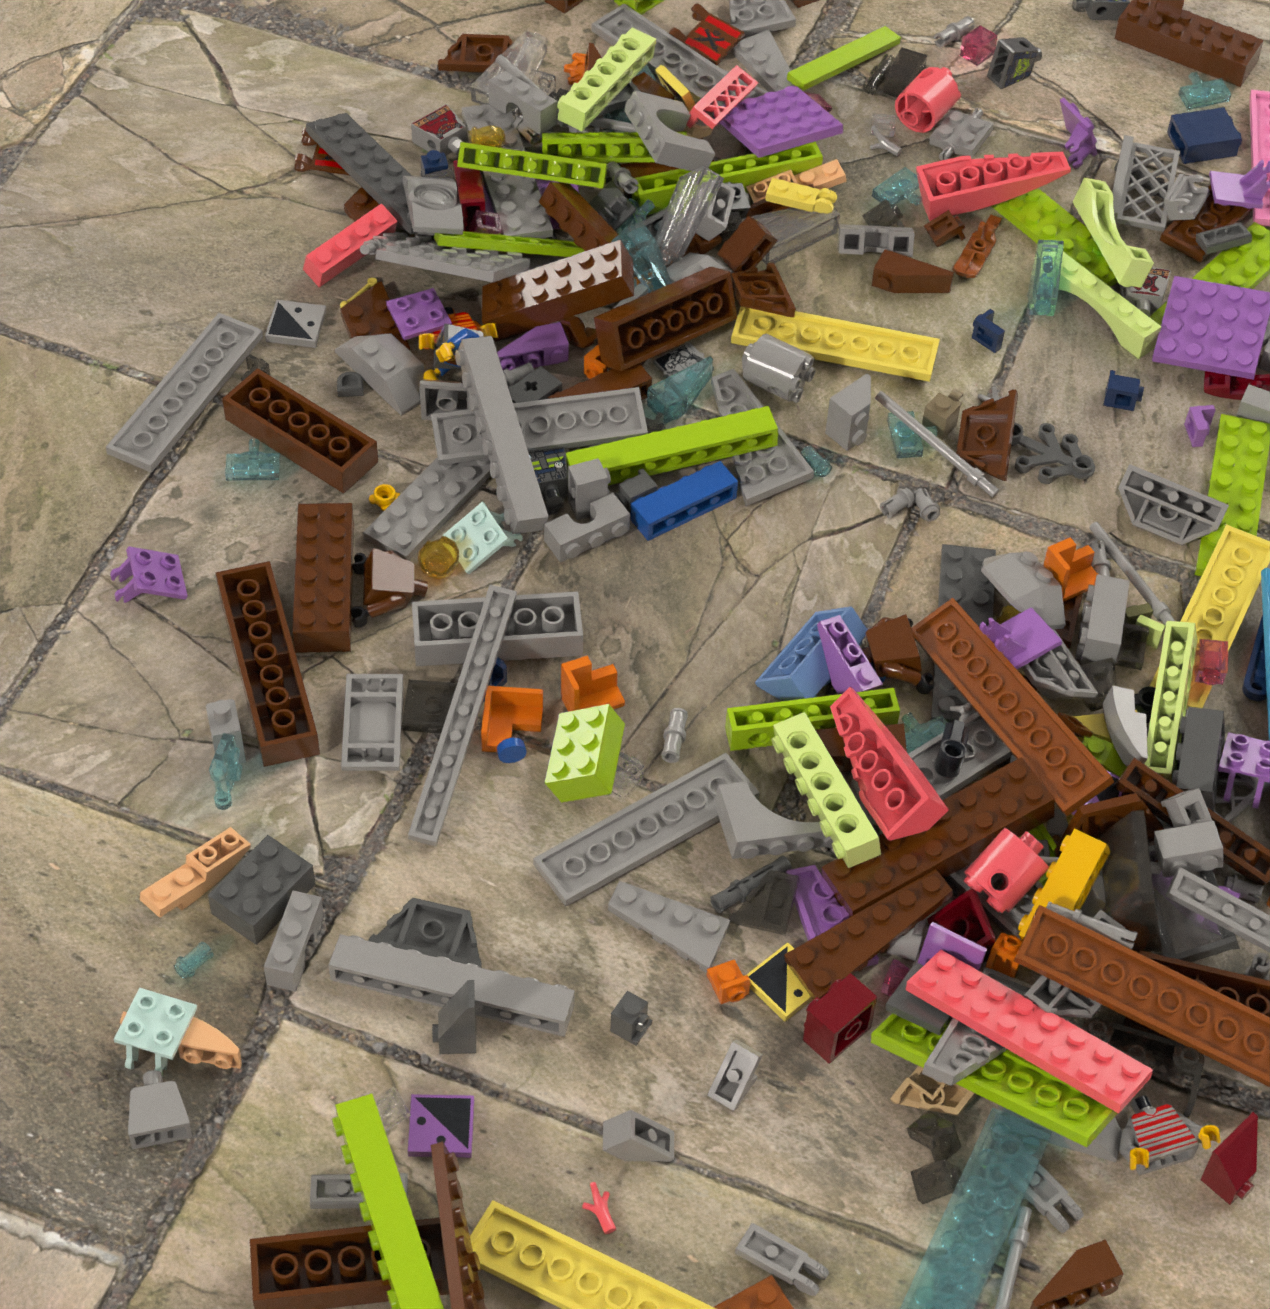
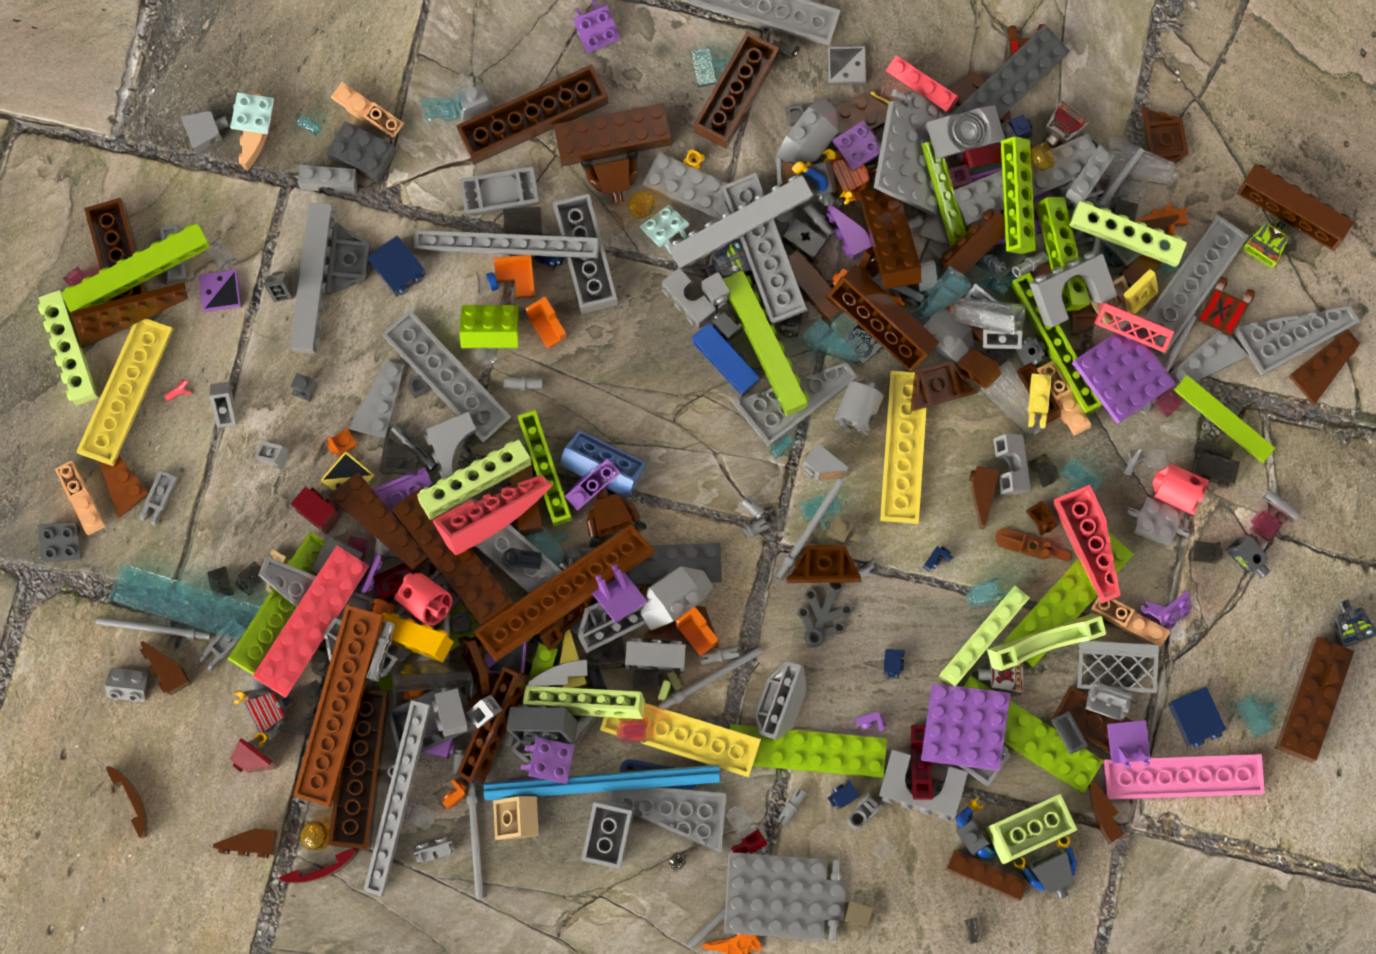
camera: 85 degrees right, 25 degrees up
(460, 867) = (397, 266): none -> dark blue brick
(655, 870) = (418, 386): none -> dark grey tile
(1004, 97) = (1207, 552): none -> clear smoke bracket
(1091, 165) = (1131, 622): none -> light nougat slope

